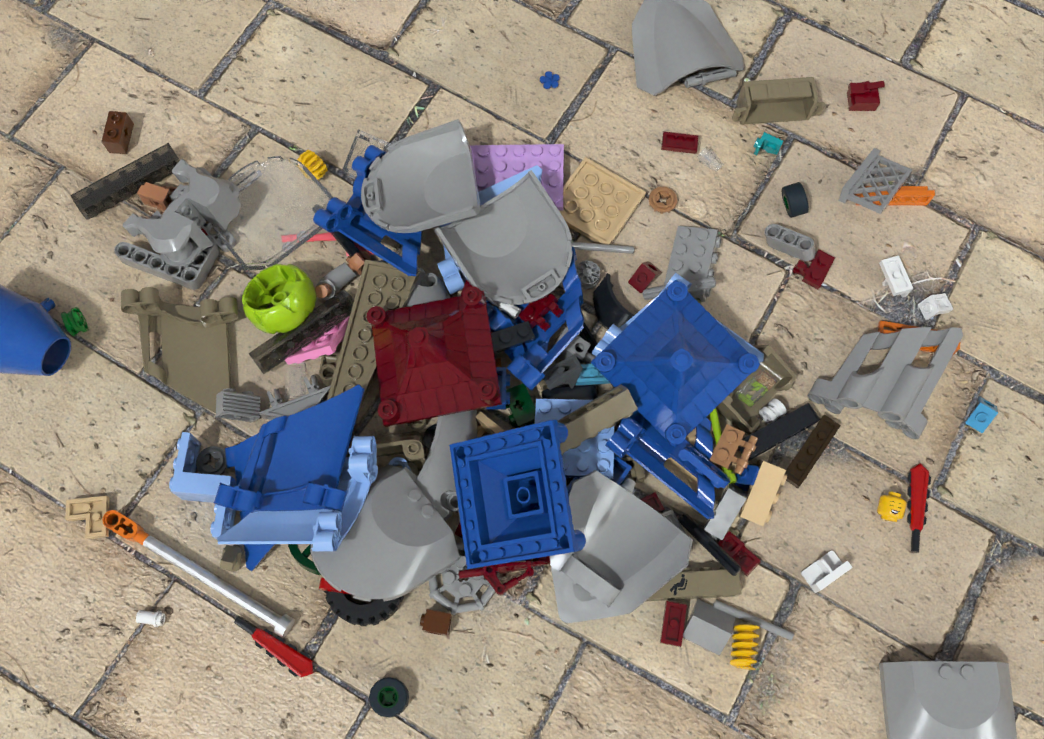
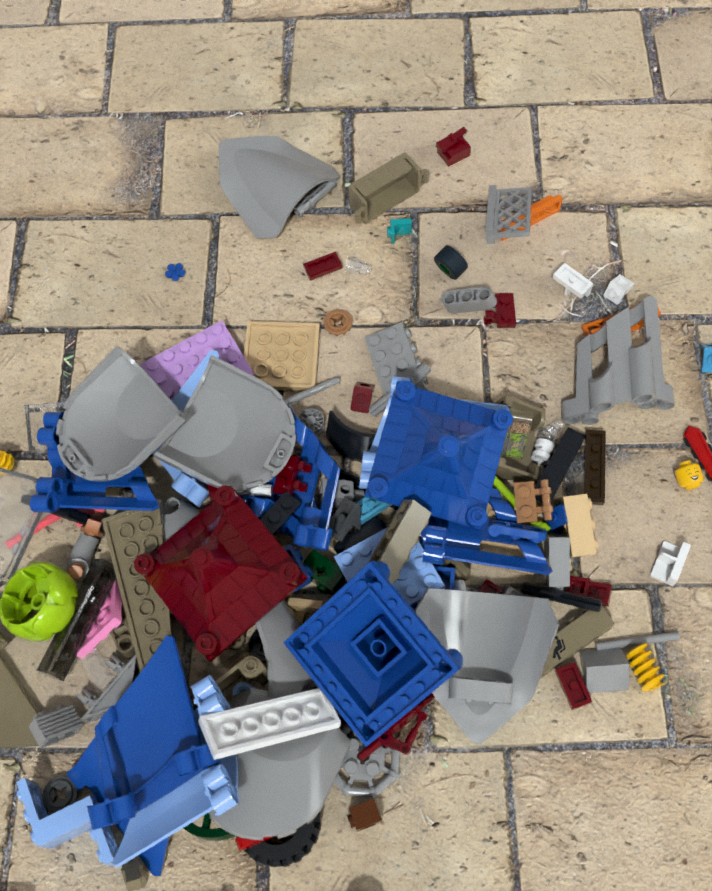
camera: 25 degrees left, 5 degrees down
(398, 502) = (268, 723): none -> white plate
(791, 398) = (550, 430): none -> clear cone

